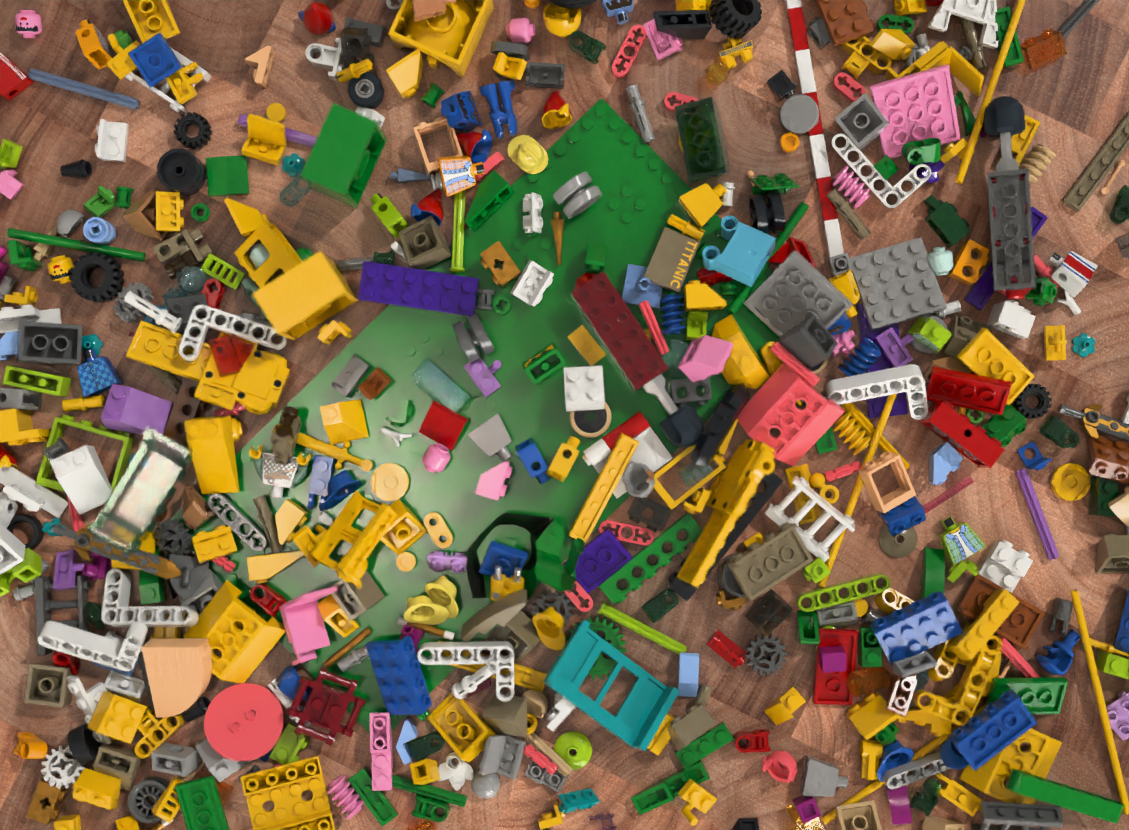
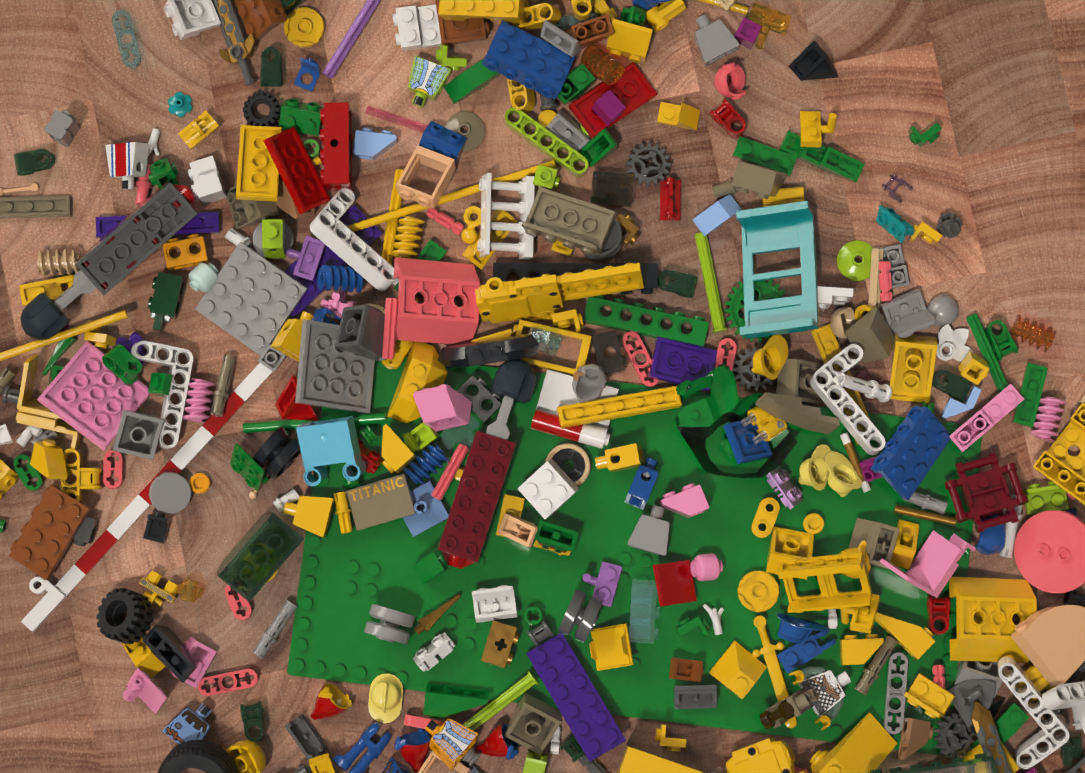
camera: 130 degrees left, 5 degrees down
(433, 343) = (611, 647): none -> yellow piece
(571, 342) = (518, 529): none -> light nougat slope

